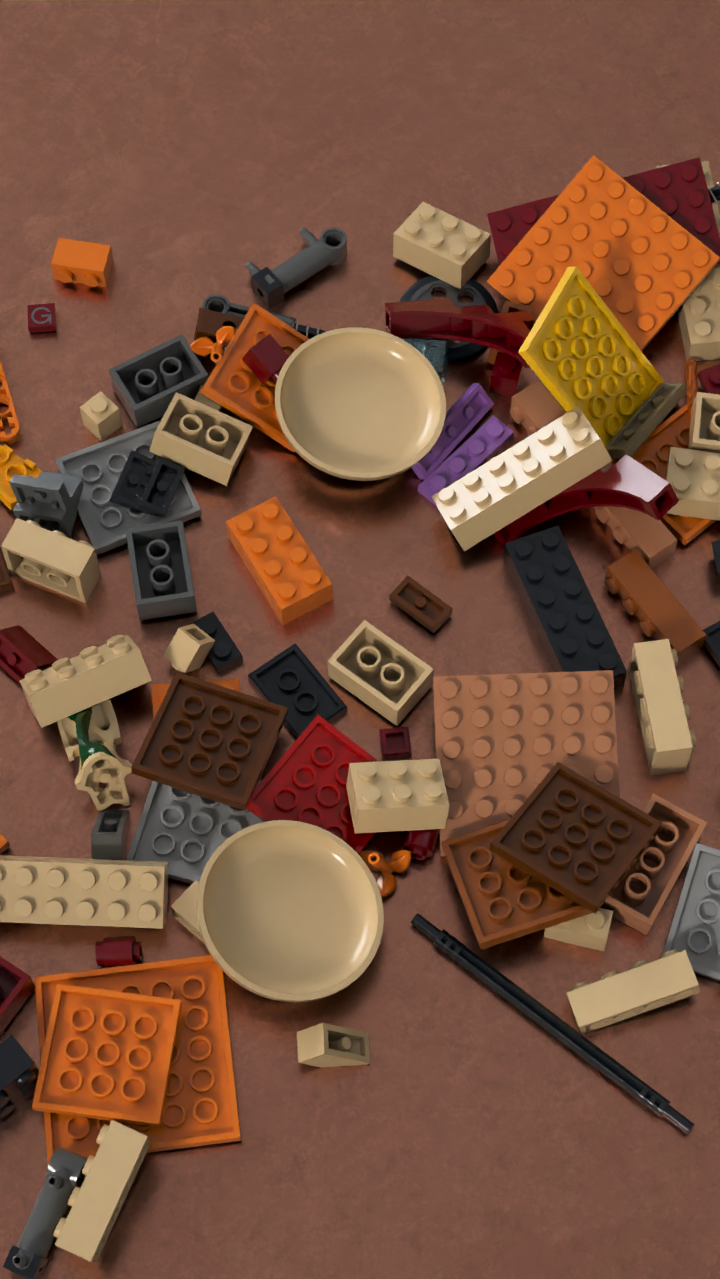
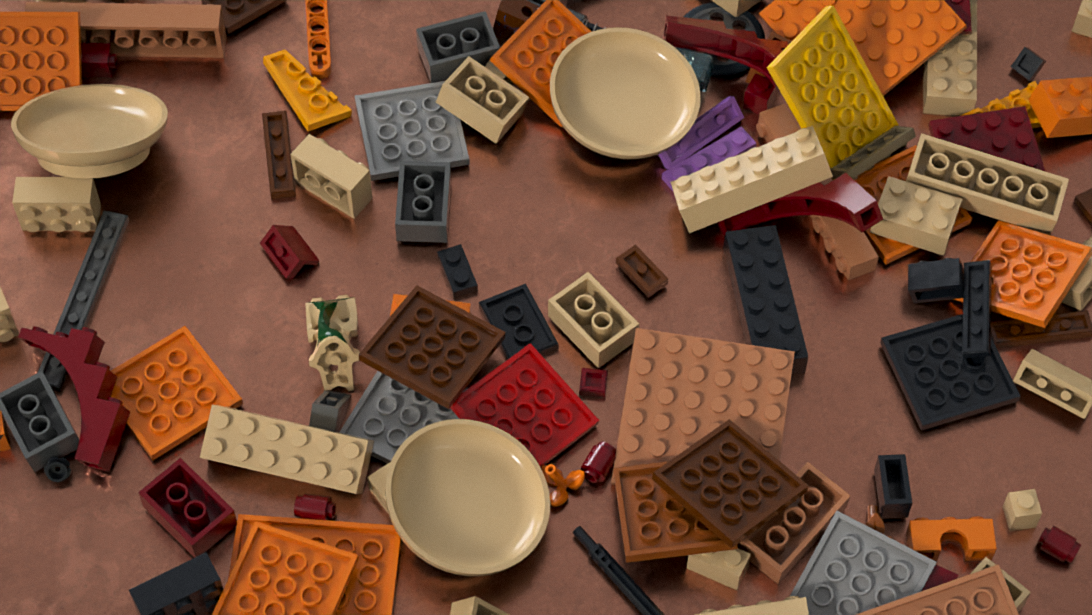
camera: 10 degrees right, 5 degrees down
(48, 500) = (340, 125): dark grey piece -> none
(85, 679) = (337, 278): tan brick -> none
(101, 416) = (401, 67): tan brick -> none
(147, 484) = (427, 129): black slope -> none
(189, 648) = (432, 269): tan brick -> none
(204, 345) = (503, 24): orange plant -> none
(266, 359) = (551, 41): dark red brick -> none
(279, 560) = (527, 212): orange brick -> none
(397, 796) = (583, 421): tan brick -> none
(653, 605) = (846, 310): dark orange brick -> none
(661, 707) = (832, 393): tan brick -> none
(692, 374) = (922, 120): orange piece -> none

